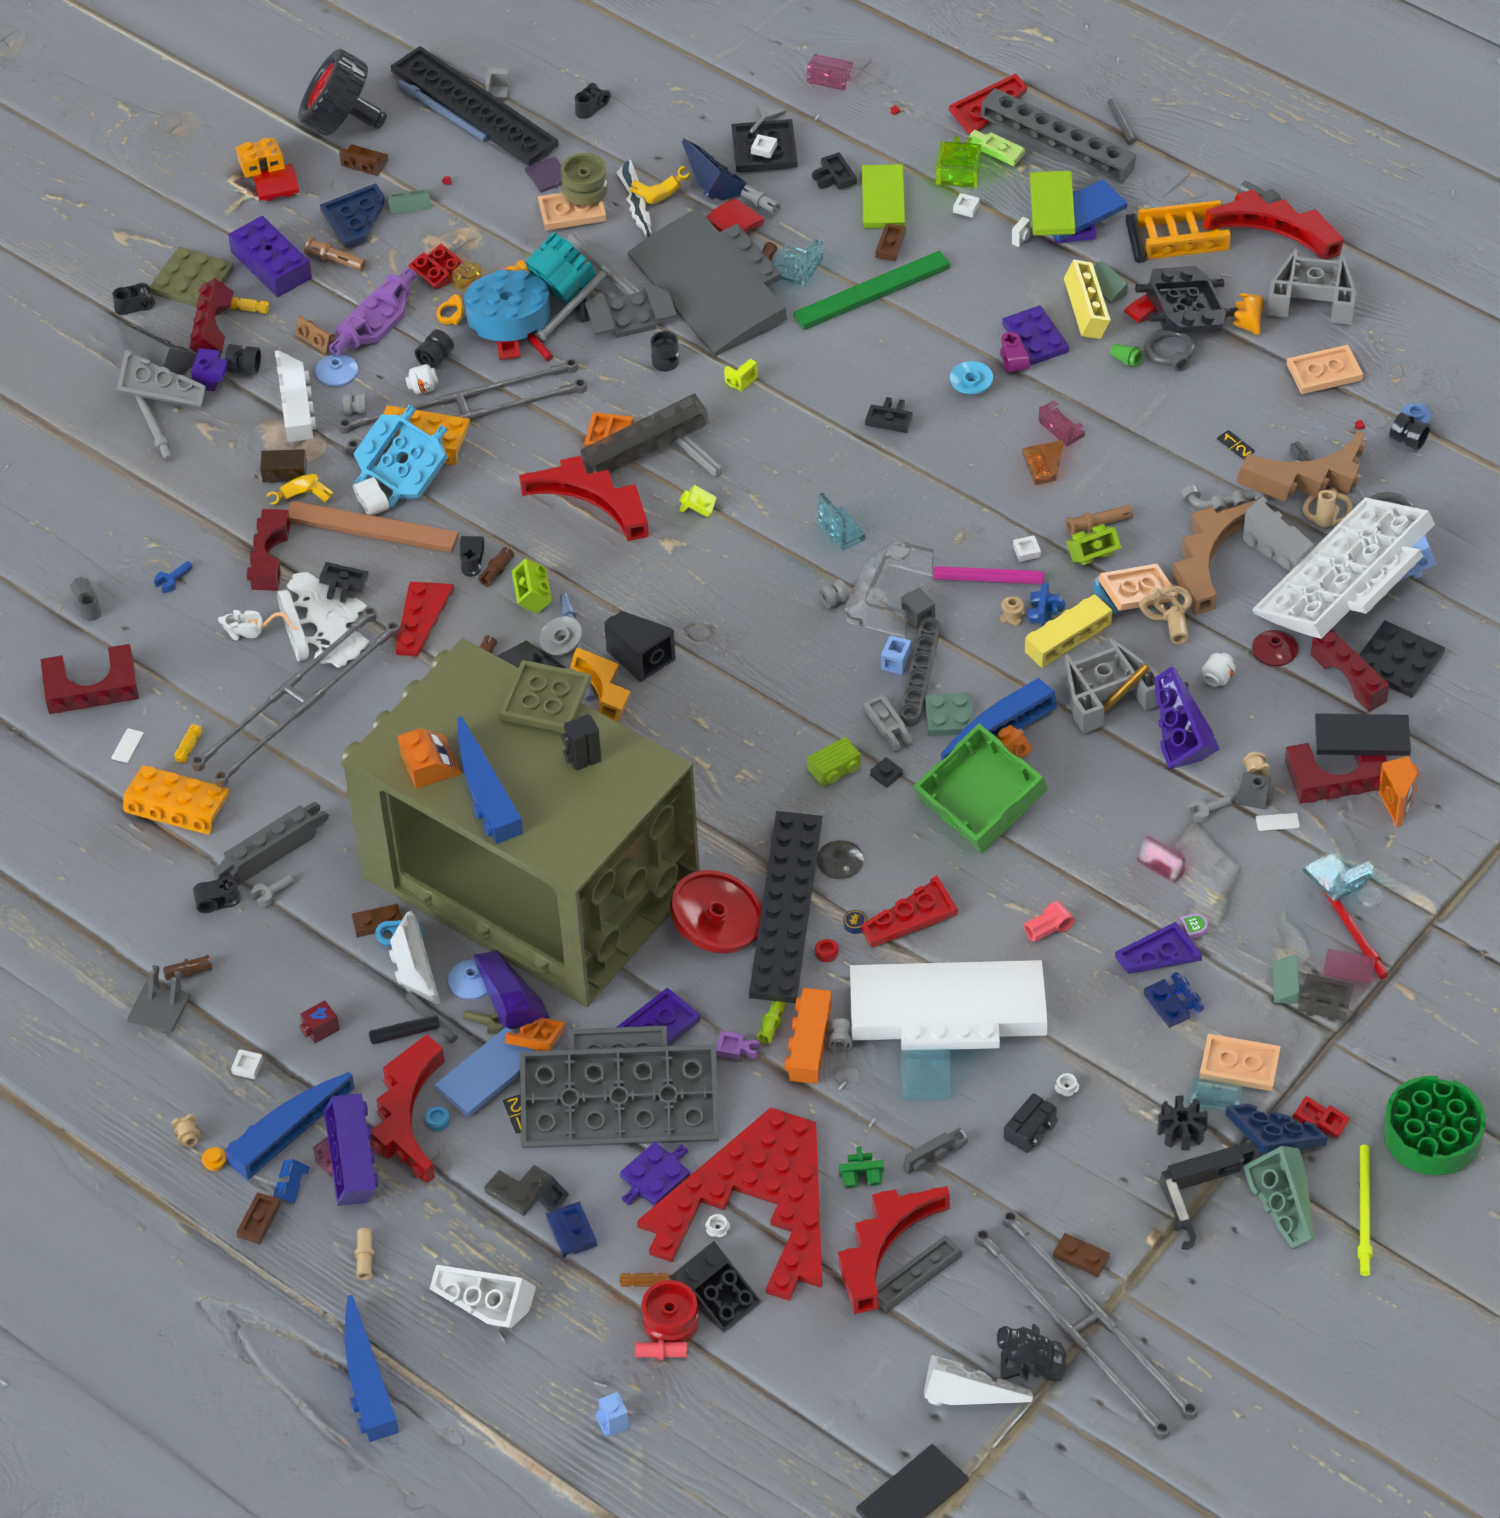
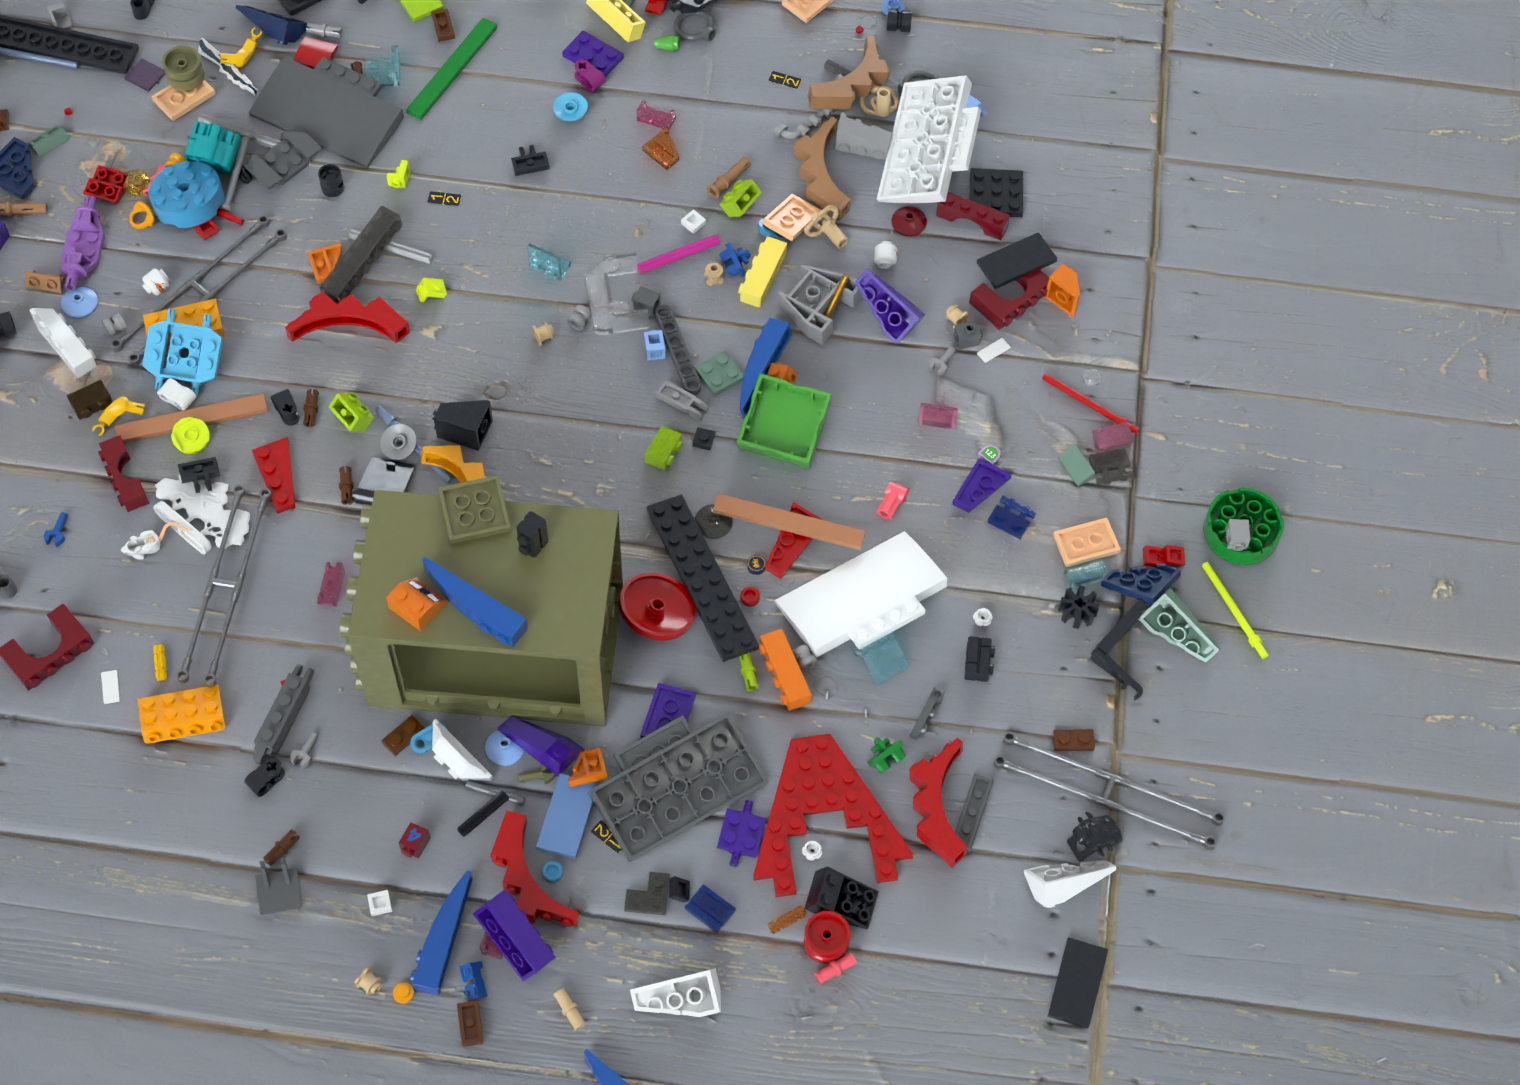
camera: 35 degrees left, 10 degrees up
(359, 542) = (190, 435): none -> neon yellow tile
(434, 348) = (150, 253): black wheel -> none
(612, 1415) = (835, 1038): light blue brick -> none
(733, 1045) = (734, 704): medium lavender plate -> none
(775, 418) = (444, 198): none -> black sticker
(785, 593) = (543, 333): none -> tan brick
(917, 892) = (789, 521): none -> nougat tile
(1336, 877) = (1063, 374): clear light blue bracket -> none
(1410, 1123) = (1237, 534): none -> light grey brick

